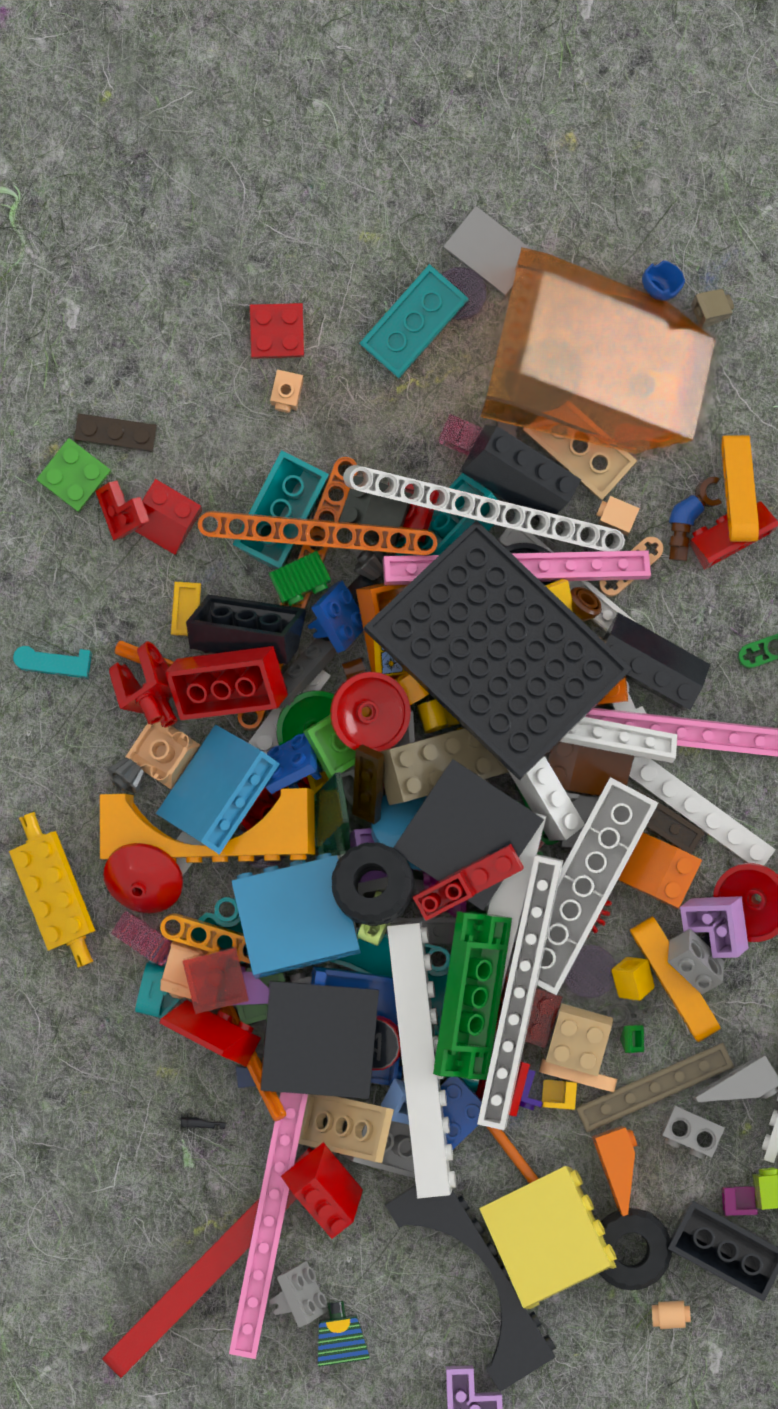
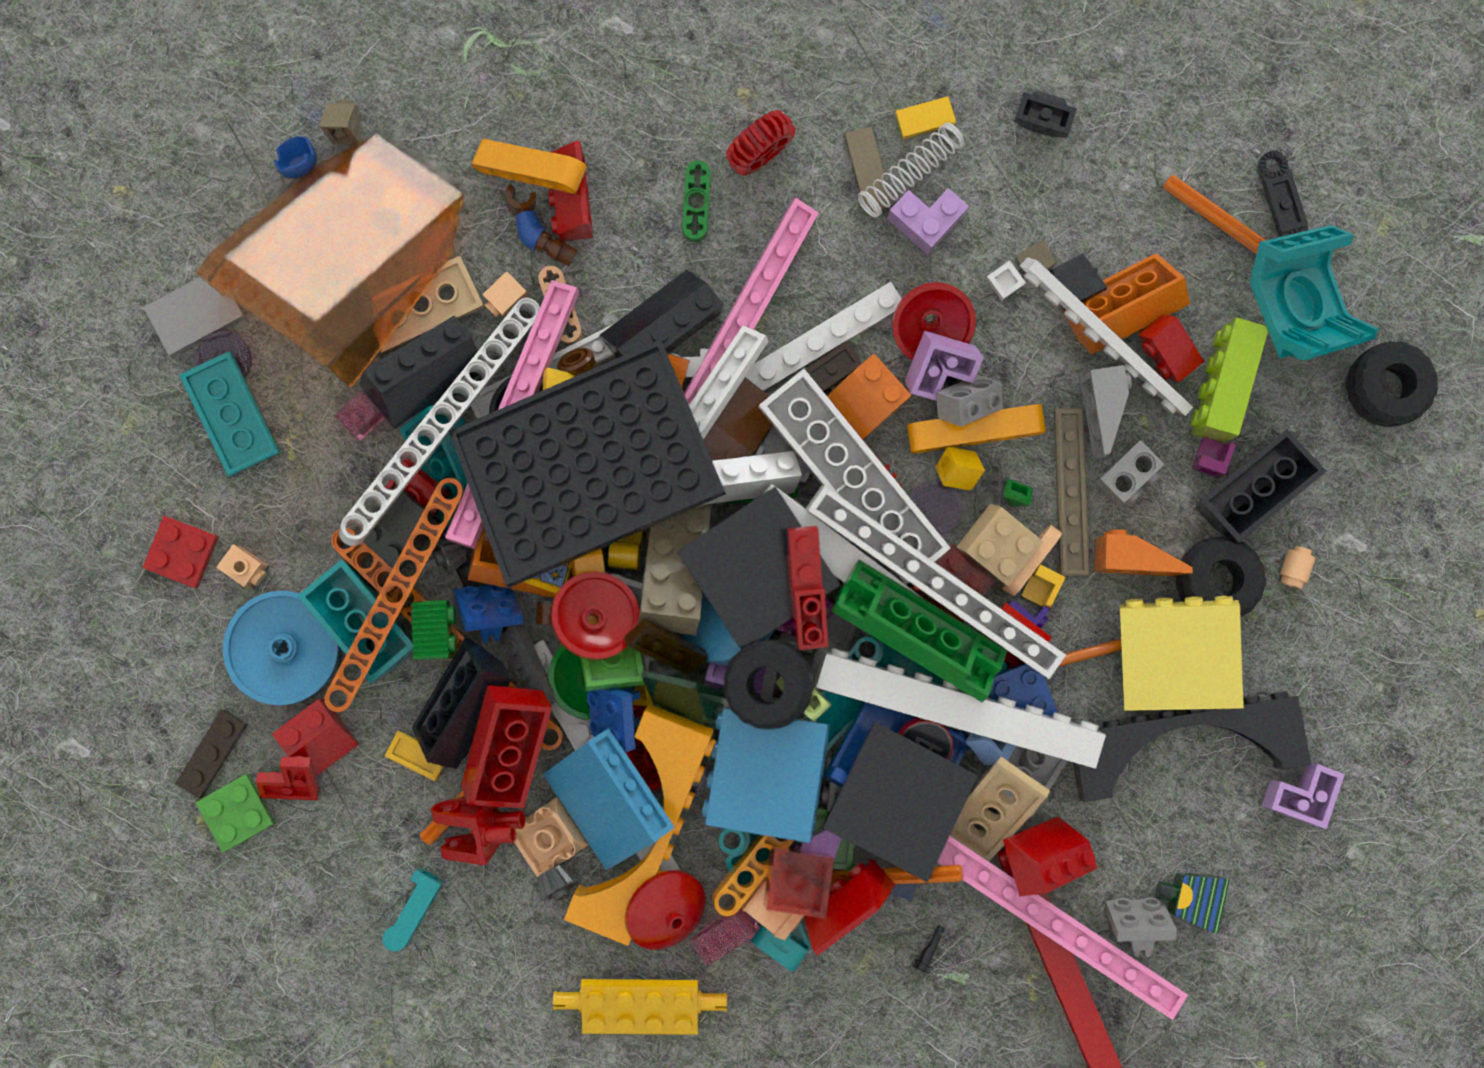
camera: 65 degrees left, 0 degrees up
(223, 430) = (255, 654): none -> dark azure dish

